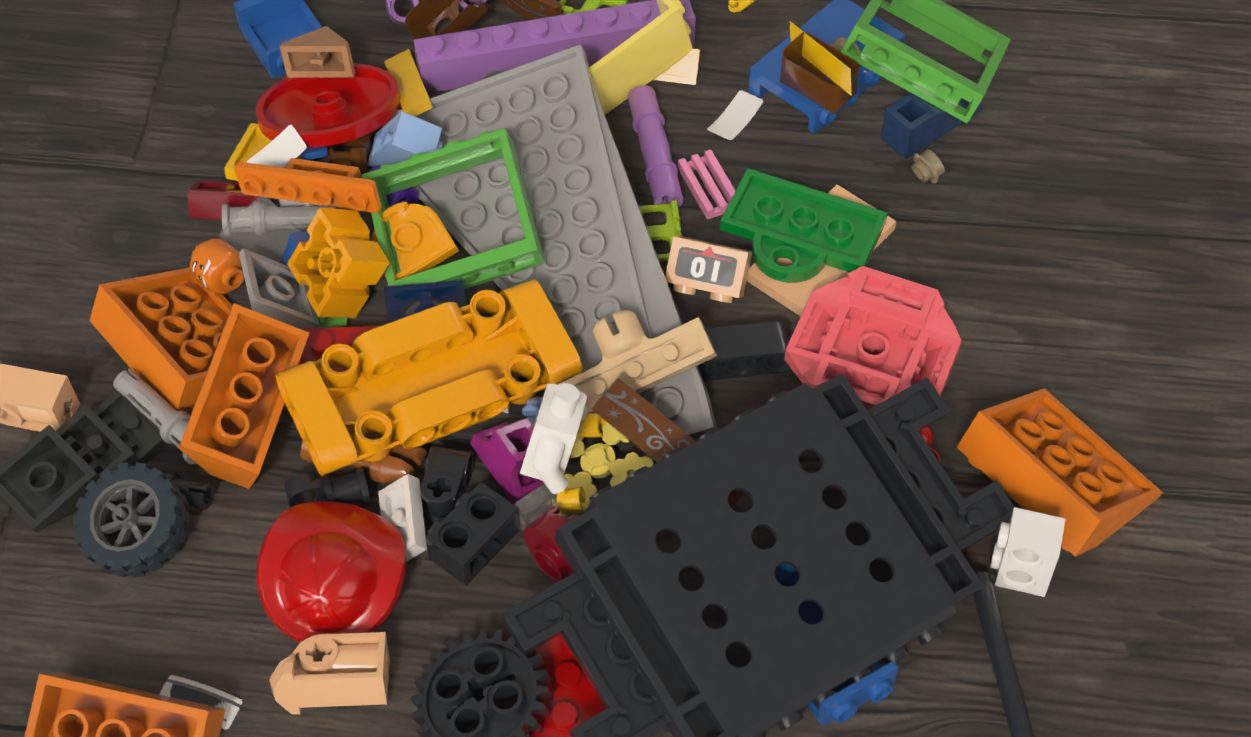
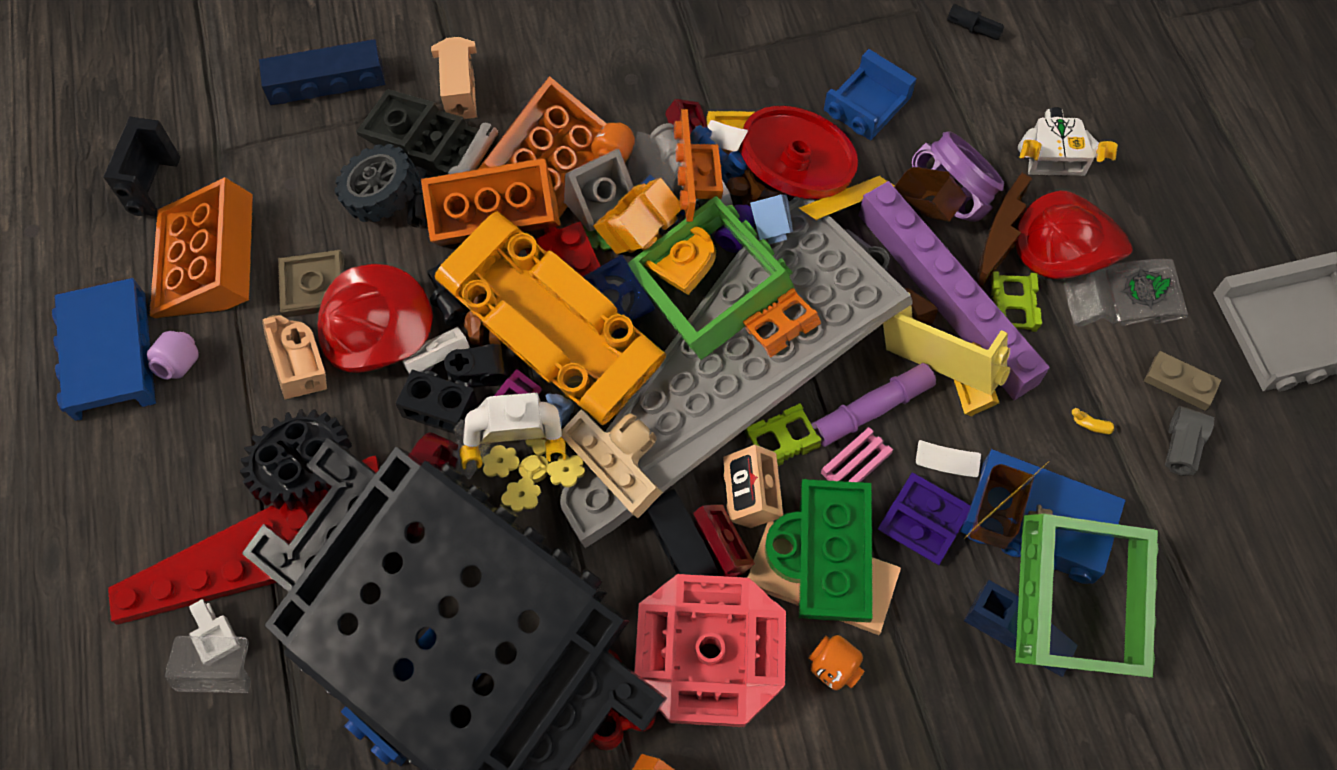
camera: 70 degrees right, 10 degrees up
(200, 693) = (261, 285): sticker -> none
(228, 641) = (305, 281): none -> dark tan tile
(317, 55) = (844, 124): medium nougat slope -> none
(558, 161) = (787, 328): none -> orange piece
(644, 425) = (554, 492): reddish brown slope -> none
(760, 308) = (722, 541): none -> dark red panel
(792, 149) = (925, 518): none -> dark purple slope
(917, 259) = (836, 662): none -> orange head
(927, 166) = (959, 643): dark tan plate -> none

